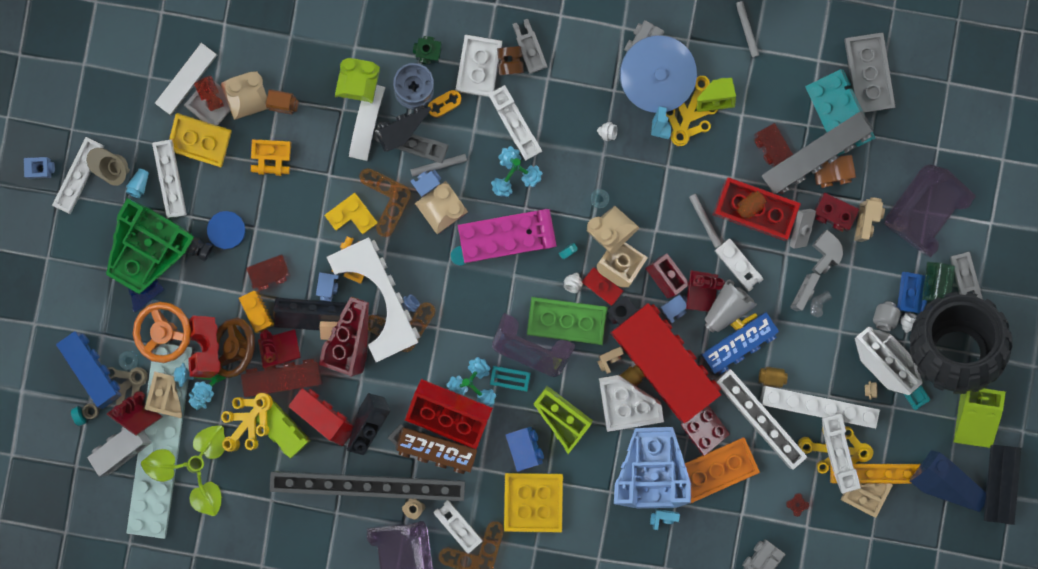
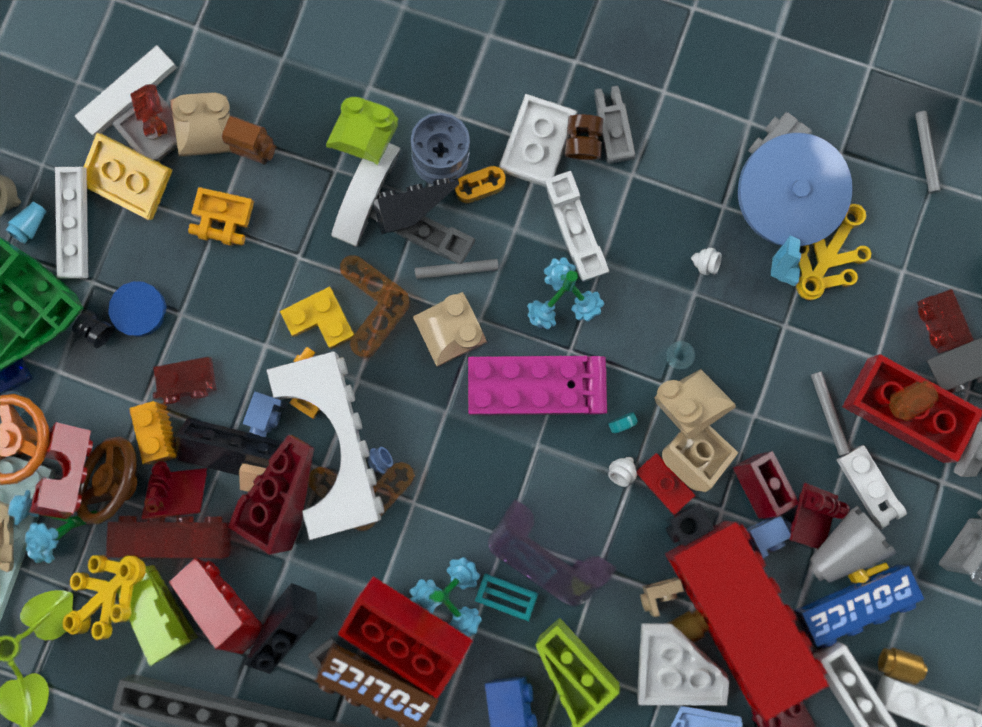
camera: 20 degrees right, 5 degrees down
(426, 182) = (434, 289): medium blue brick -> none
(432, 55) = (469, 104): dark green brick -> none
(457, 256) = (459, 403): teal tile -> none
(567, 321) = (604, 525): bright green tile -> none
(717, 95) = (877, 236): lime slope -> none

